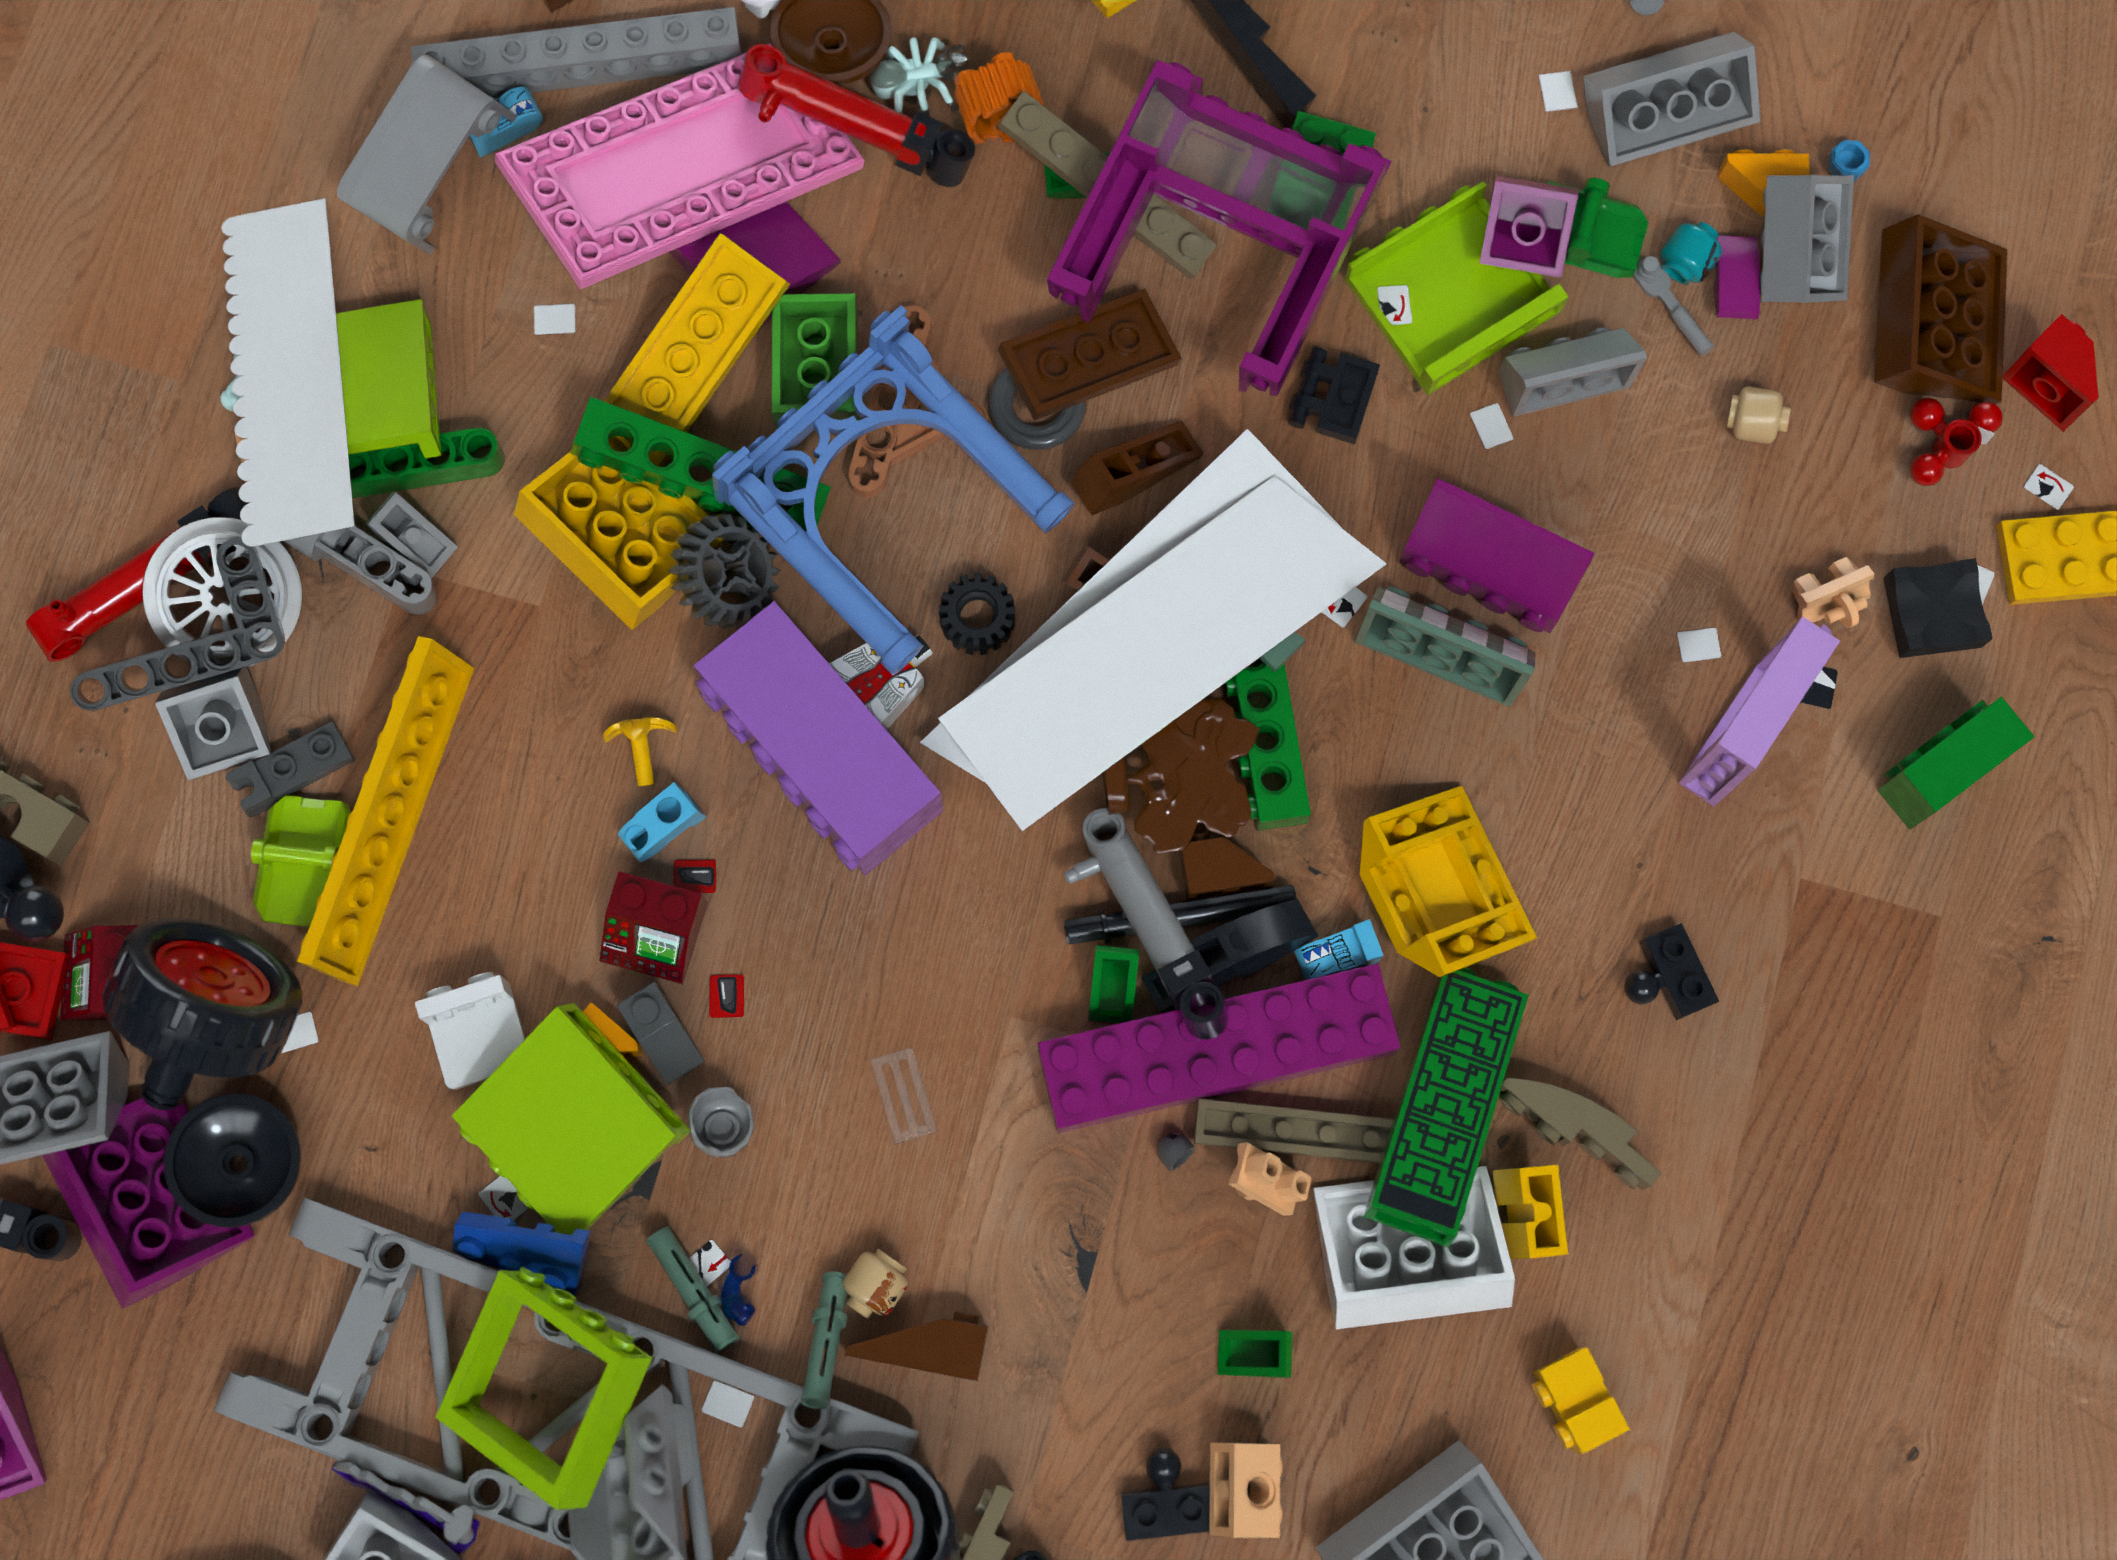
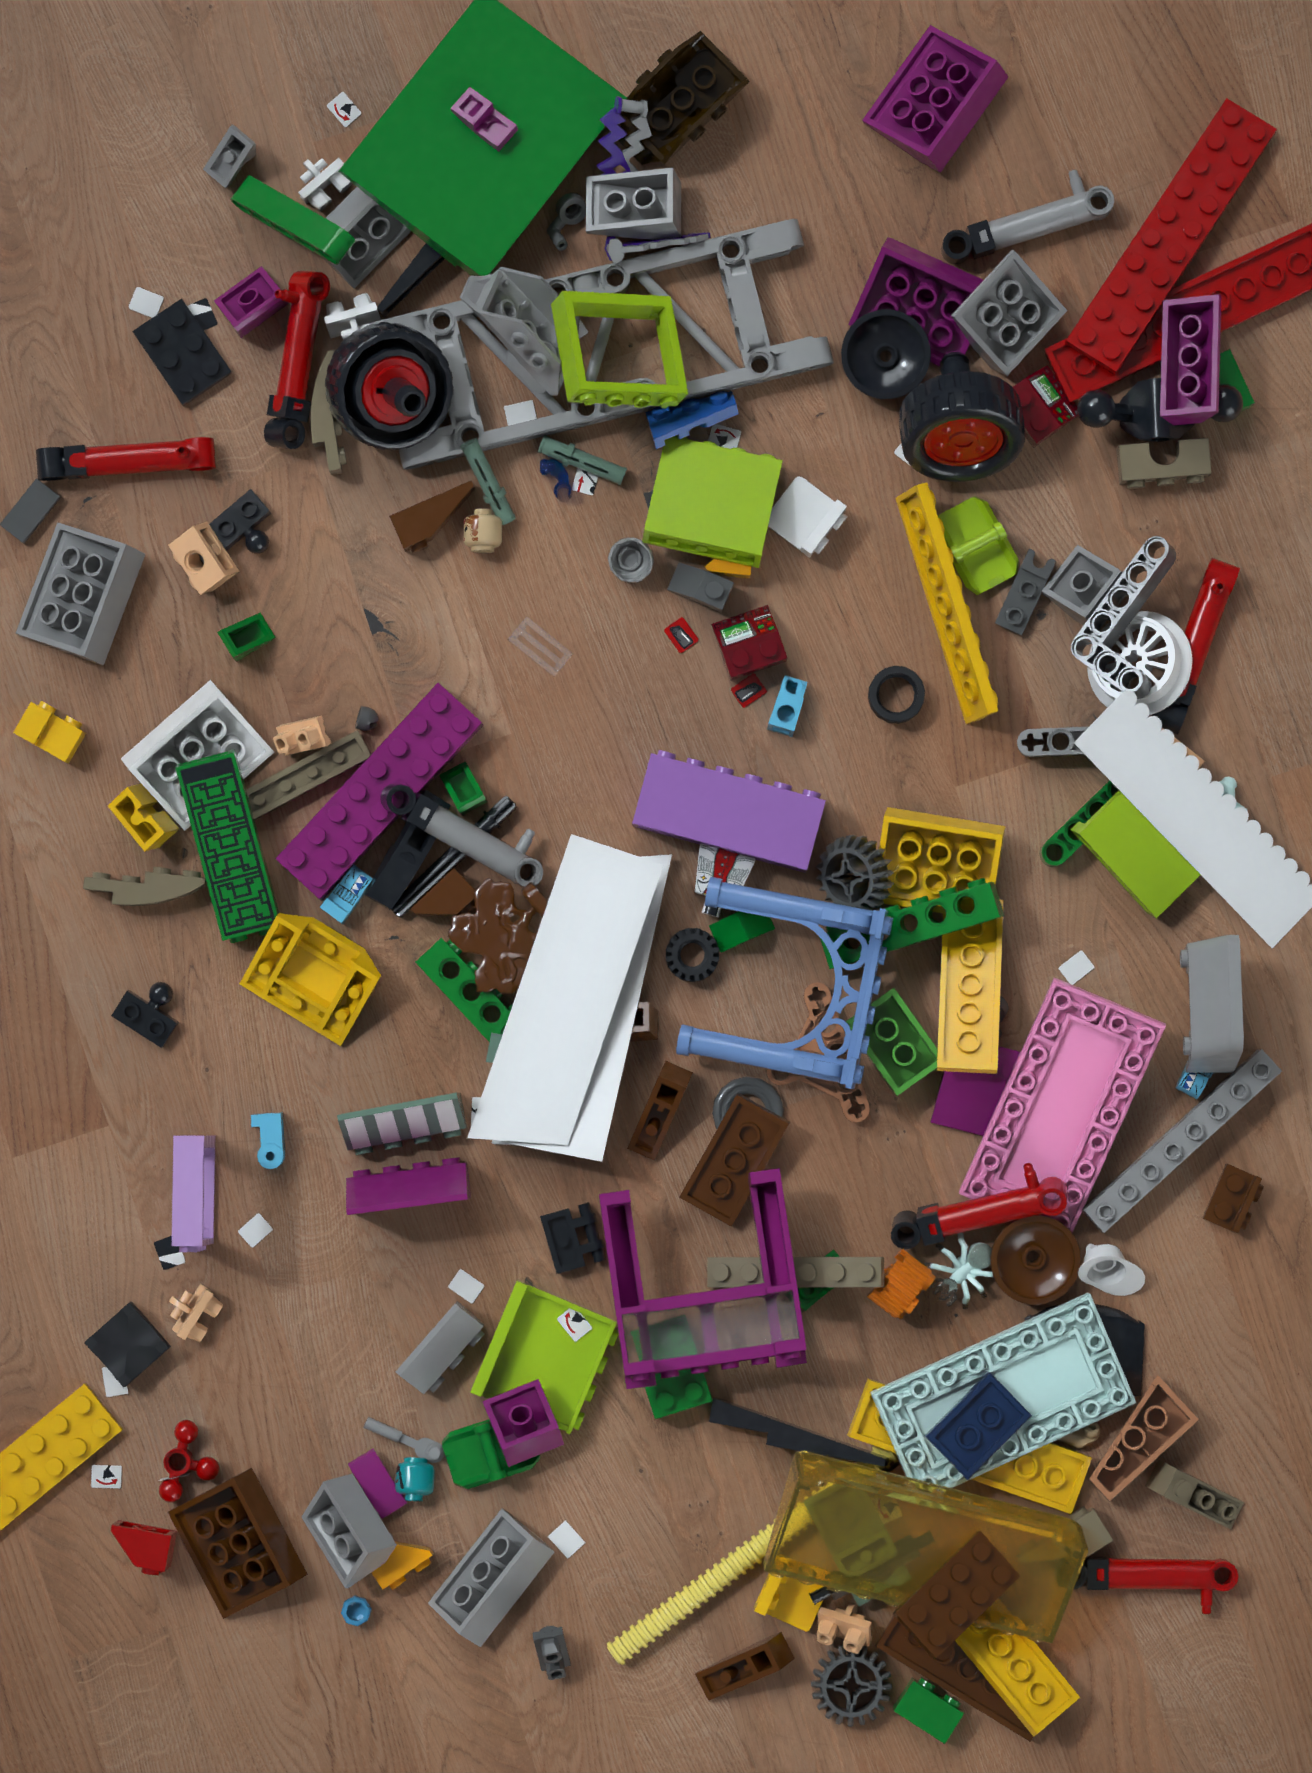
camera: 150 degrees right, 10 degrees up
(411, 534) = (1054, 772): light grey slope -> none
(502, 729) = (880, 710): none -> black tyre
(637, 732) = (839, 746): yellow plant -> none
(909, 604) = (739, 929): none -> green slope
(1618, 723) = (272, 1139): none -> medium azure leg
(1758, 415) = (309, 1398): tan head -> none
(1953, 760) = (61, 1248): green brick -> none

